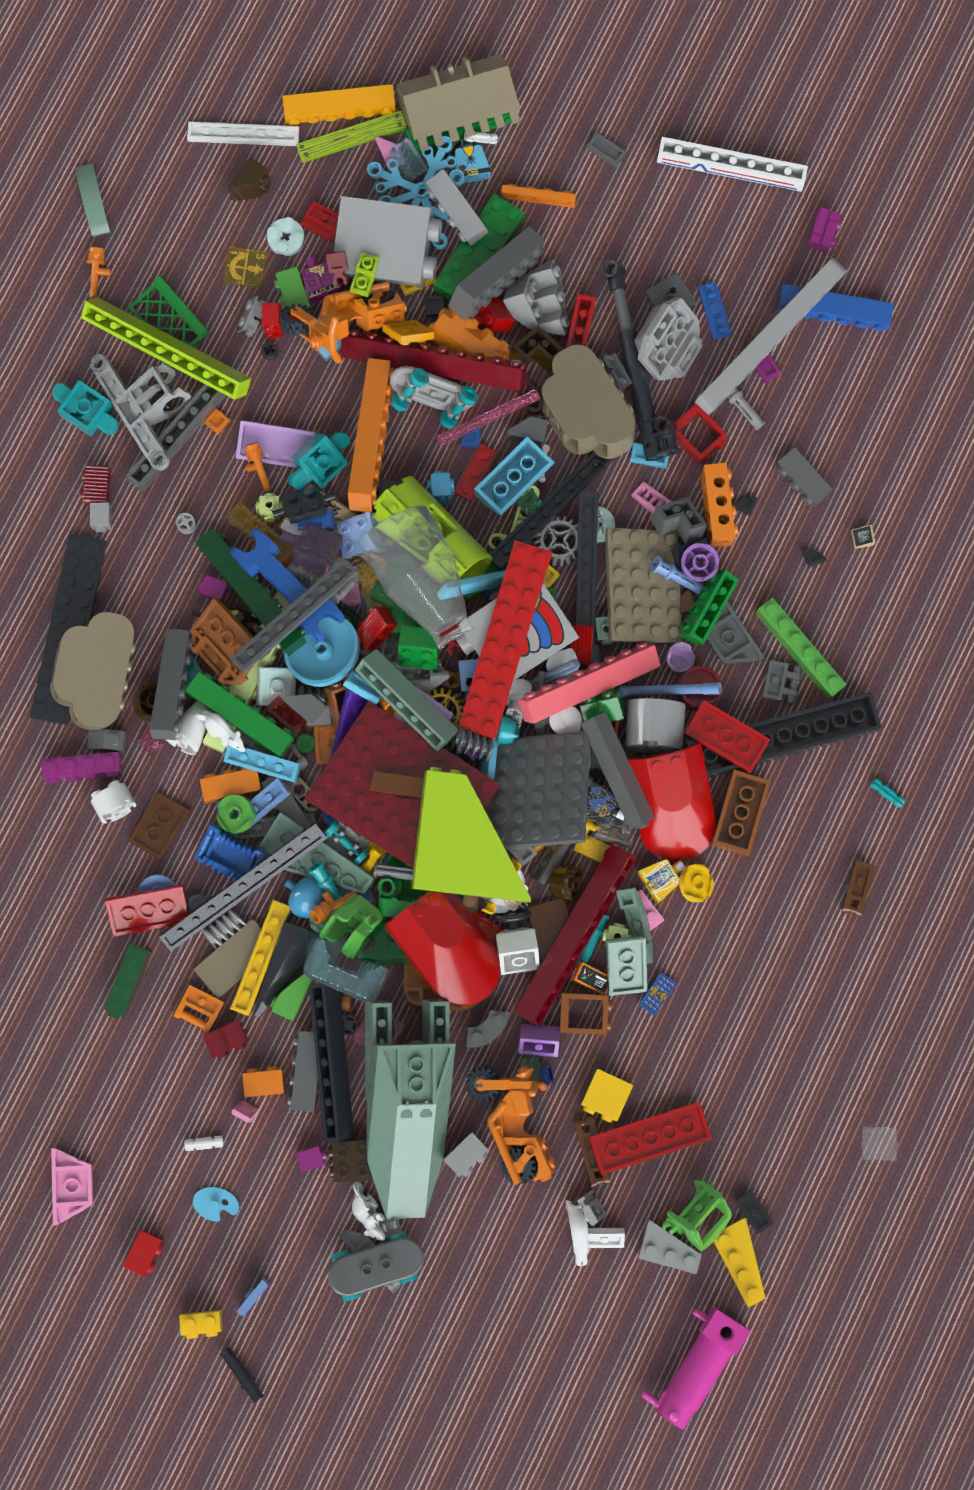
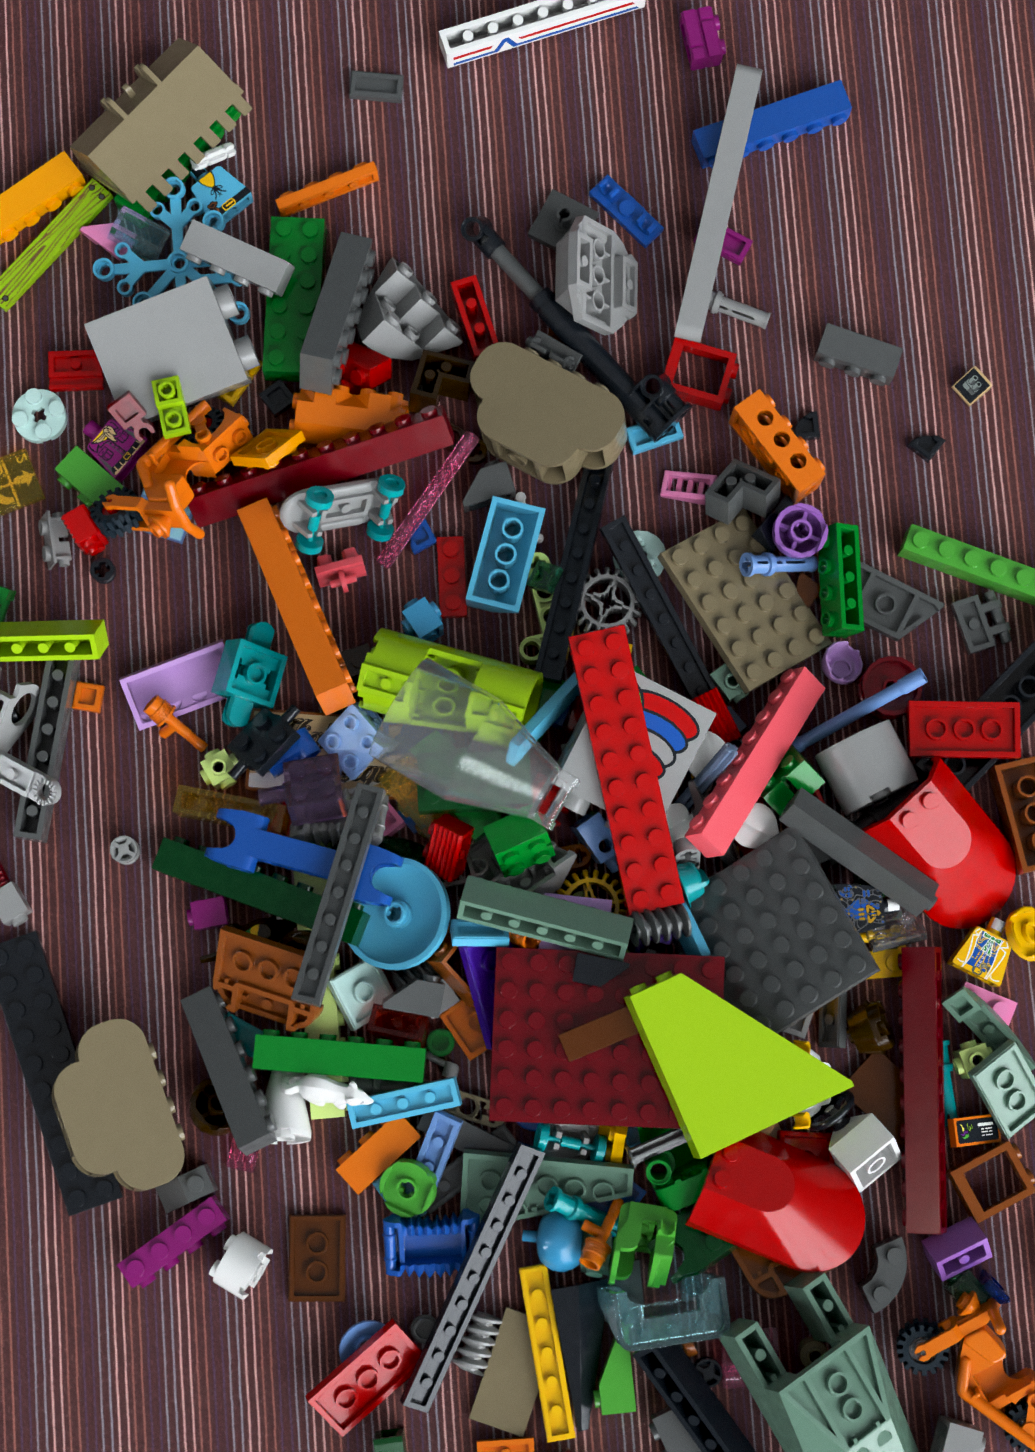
camera: 30 degrees left, 0 degrees up
(410, 431) = (340, 572): none -> coral hips
(418, 747) = (596, 970): none -> black tile

